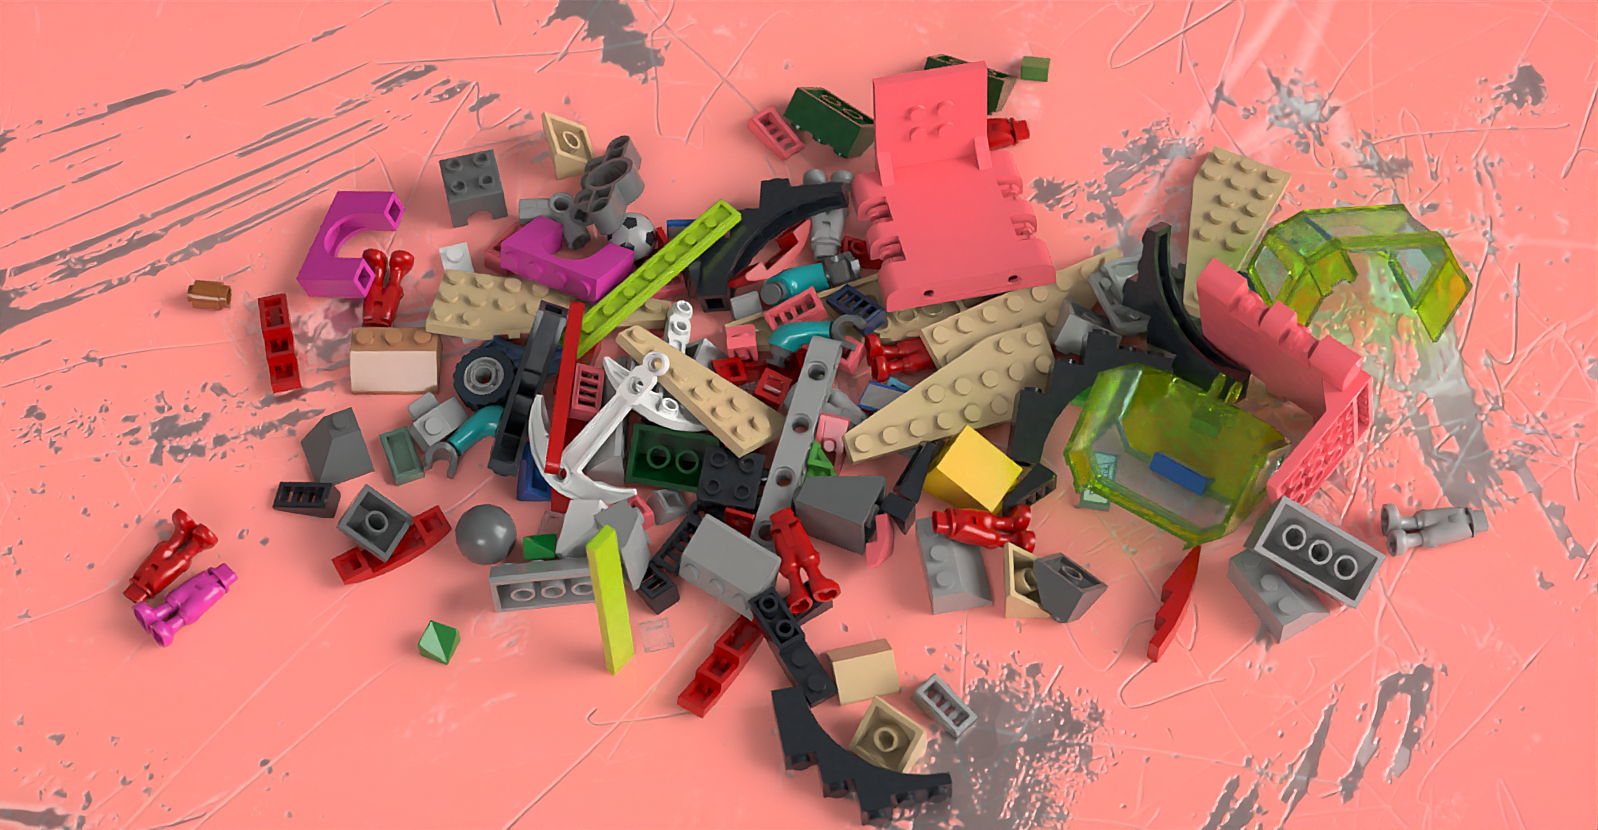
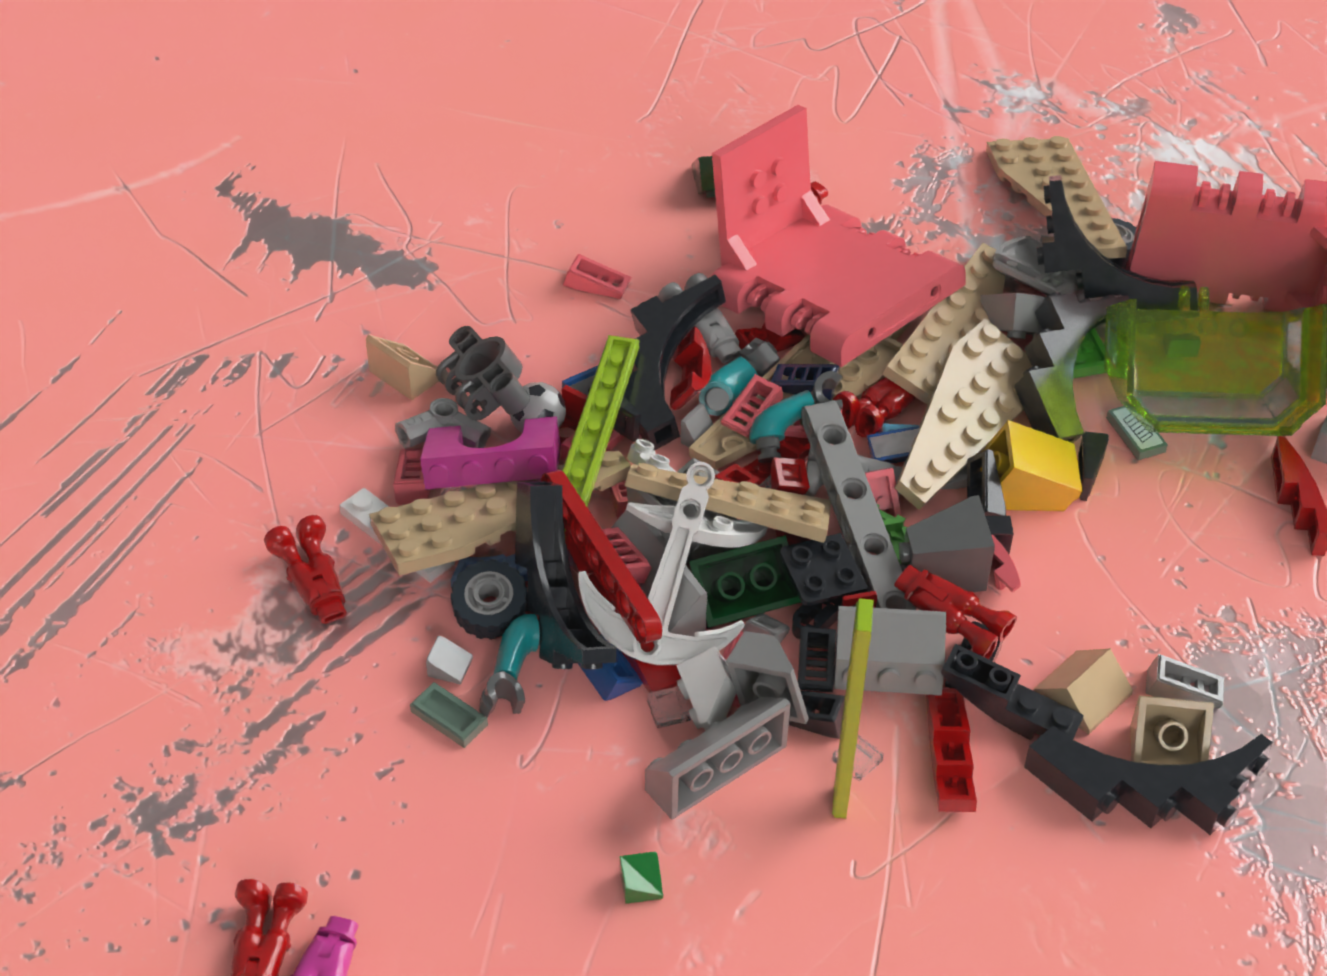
camera: 35 degrees left, 10 degrees down
(209, 295) = (112, 653): dark orange brick -> none
(279, 343) = (228, 667): red slope -> none
(324, 505) = (378, 816): black slope -> none
(337, 449) = (374, 739): dark grey slope -> none
(348, 215) = (220, 512): dark pink arch -> none
(374, 522) = (478, 786): dark grey slope -> none
(395, 361) = (374, 625): slope -> none
(425, 532) = (518, 806): red slope -> none
(438, 423) = (470, 666): light grey slope -> none
(473, 186) = (335, 431): dark grey piece -> none
(485, 534) = (610, 742): dark grey piece -> none
(540, 546) = (675, 729): green slope -> none
(742, 342) = (728, 449): coral slope -> none
(831, 121) = (644, 247): dark green slope -> none
(951, 571) = (1076, 559): light grey slope -> none
(981, 527) = (1098, 505): red piece -> none
(1020, 585) = (1155, 544): tan slope -> none
(1066, 587) = (1202, 528): dark grey slope -> none
(1181, 473) = (1207, 387): blue slope -> none
(1309, 256) = (1227, 137): clear neon green windscreen -> none

